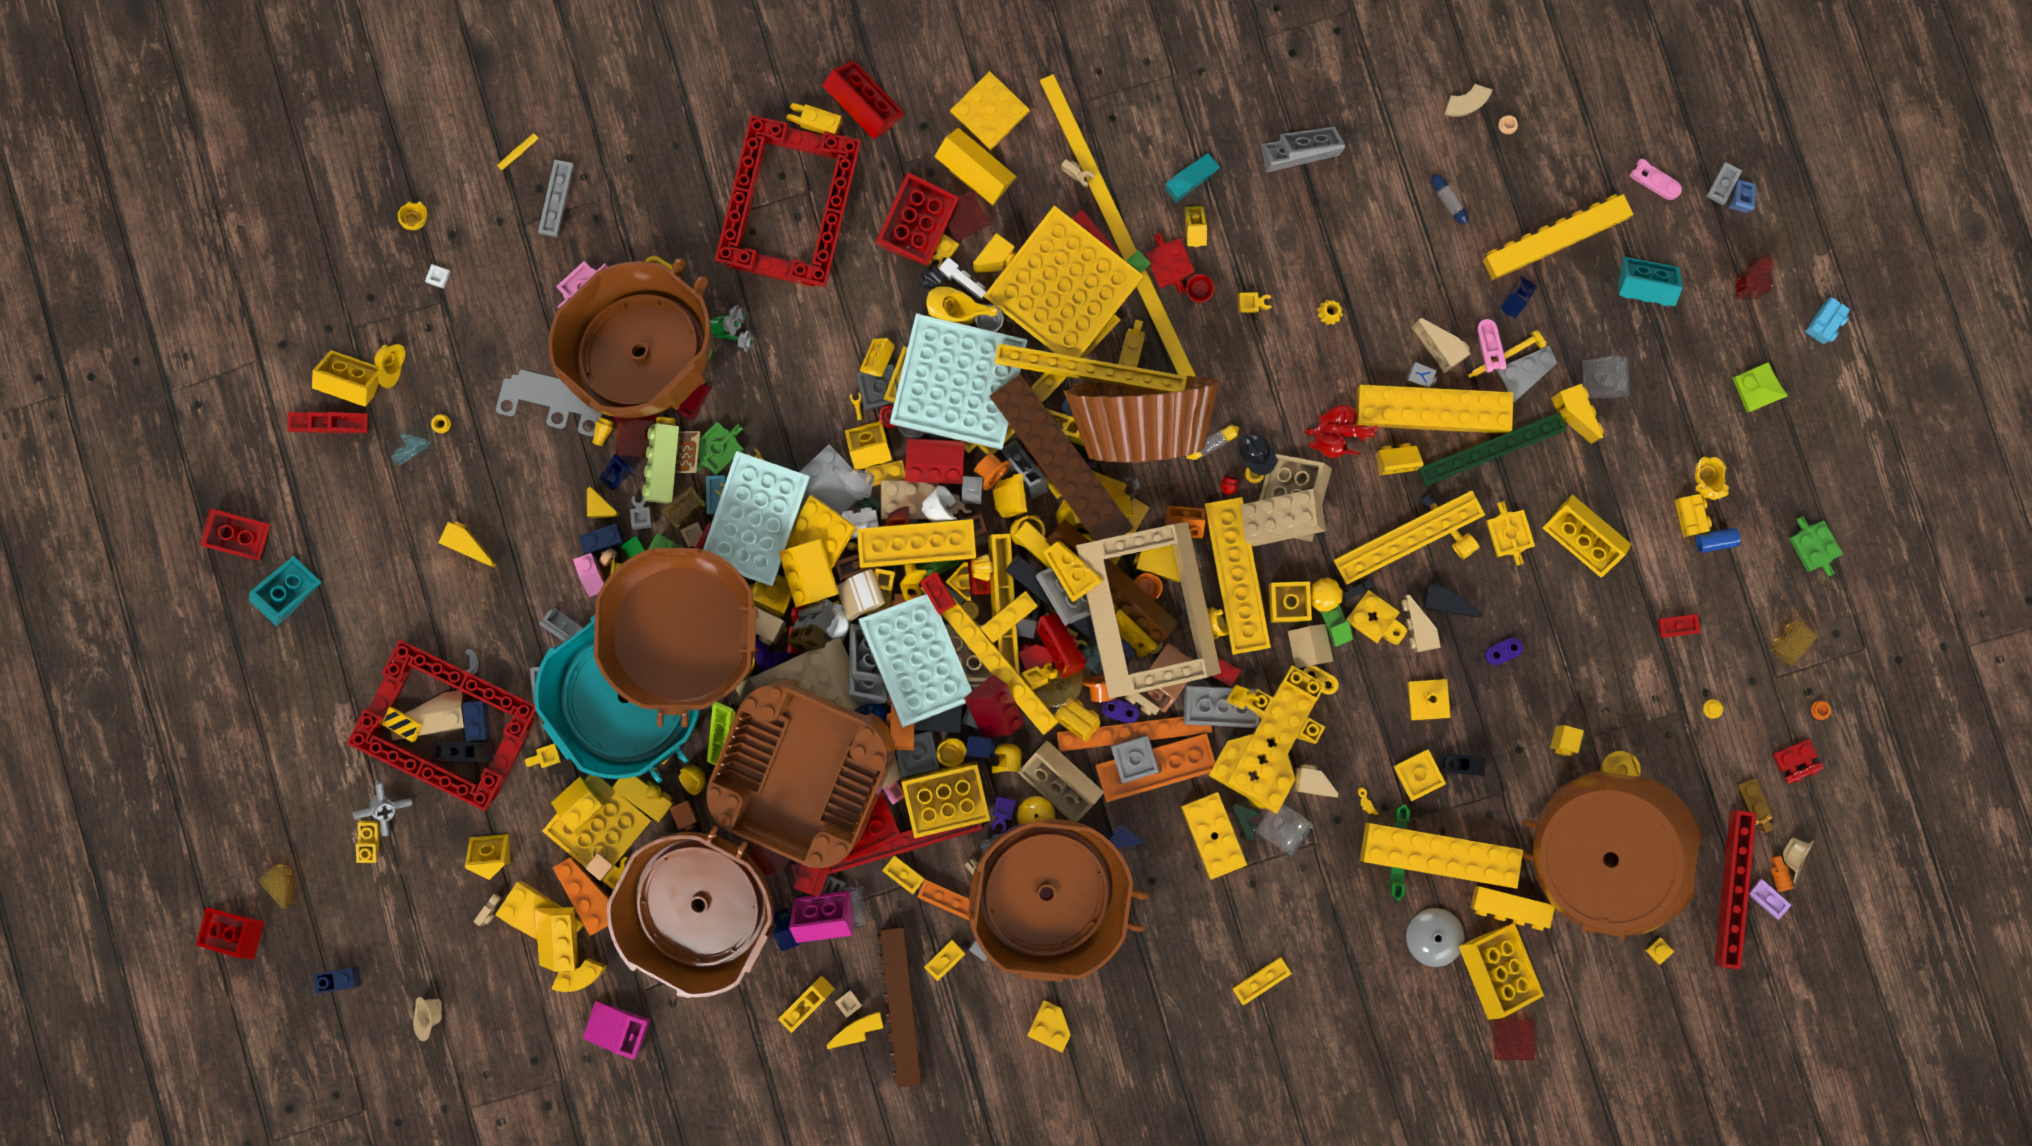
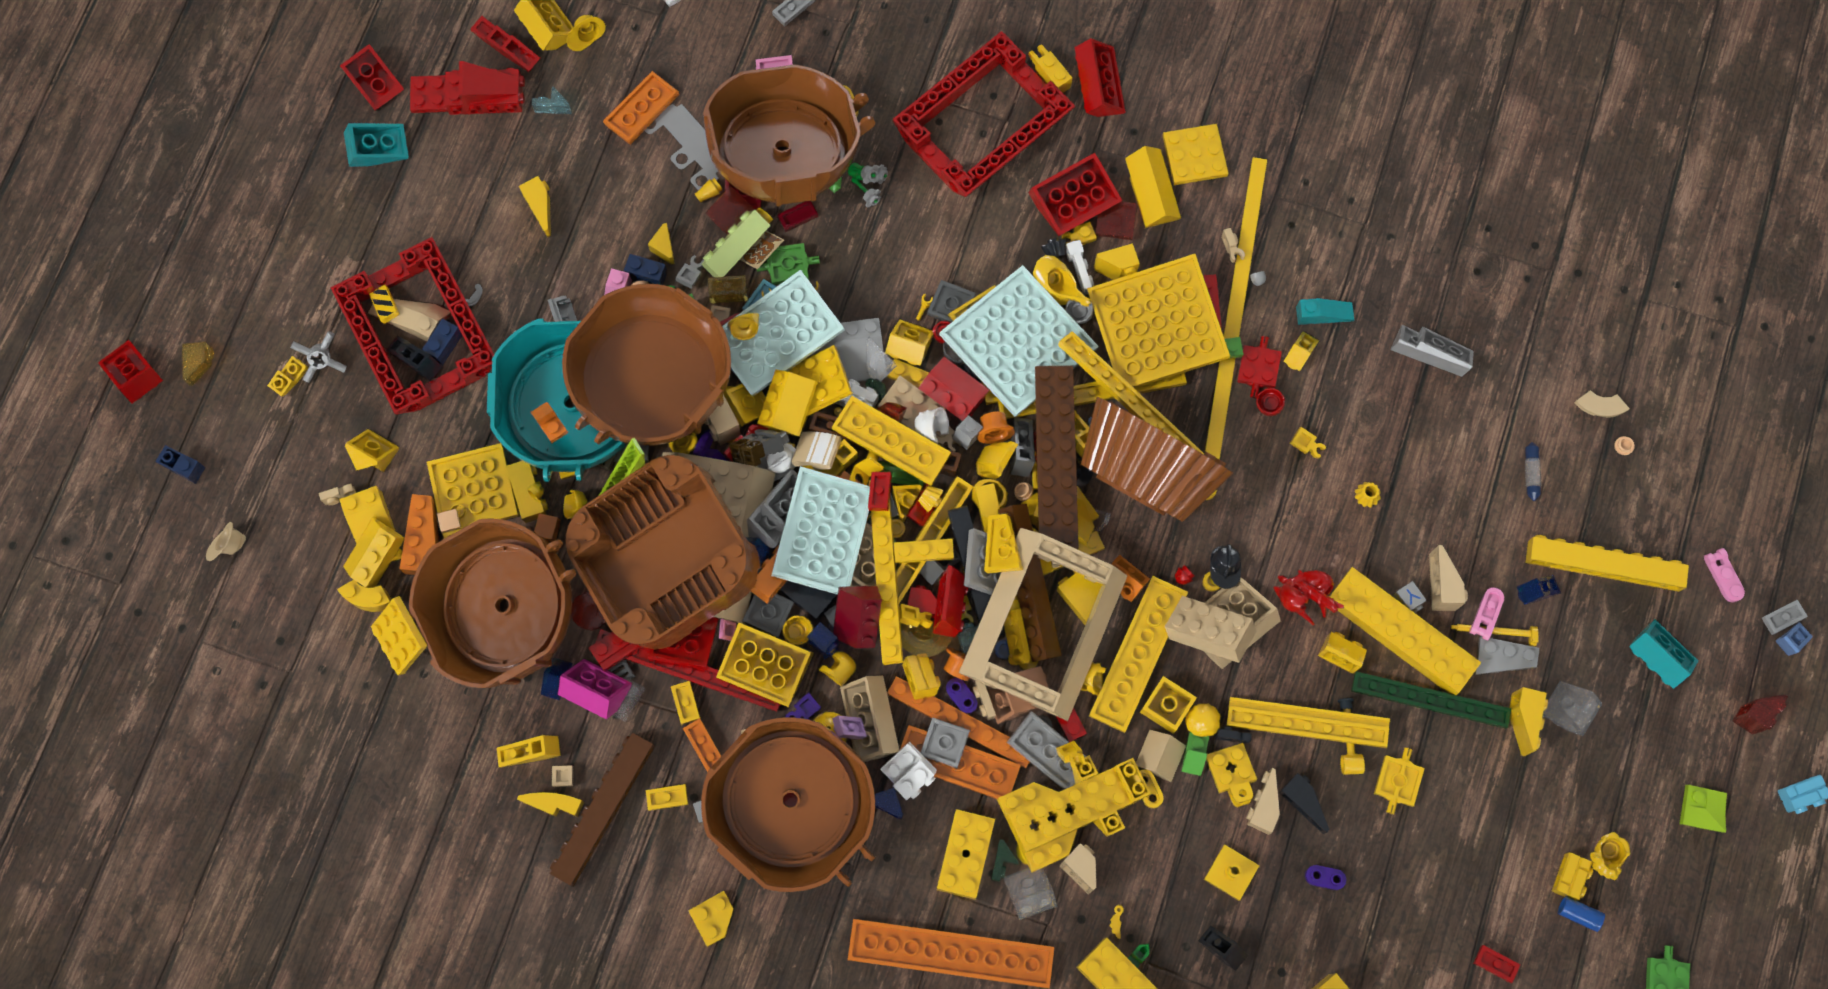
camera: 35 degrees right, 10 degrees down
(329, 488) = (468, 91): none -> red wedge
(435, 423) = (589, 98): yellow plate -> none
(488, 397) = (641, 107): none -> orange tile
(545, 756) = (474, 406): yellow plate -> none
(577, 804) = (469, 460): yellow slope -> none
(615, 472) = (695, 228): clear blue slope -> none
(616, 1029) = (363, 662): dark pink slope -> none
(625, 731) = (549, 422): none -> orange slope
(632, 990) = (398, 636): none -> yellow plate
(725, 532) = (744, 326): none -> yellow piece
(877, 357) = (967, 279): yellow slope -> none
(1051, 506) = (1023, 491): none -> light nougat plate
(1052, 803) = (849, 727): none -> lavender plate
(1117, 186) = (1258, 278): none -> light grey hinge
(1123, 802) = (909, 771): none -> white plate
(1132, 345) = (1183, 409): yellow hinge -> none
(1150, 584) = (1060, 608): orange hair -> none
(1216, 441) = (1194, 531): piece -> none
(1256, 920) = (951, 953): none -> orange plate
(1419, 775) = (1178, 930): yellow plate -> none
(1587, 536) = (1465, 829): yellow slope -> none

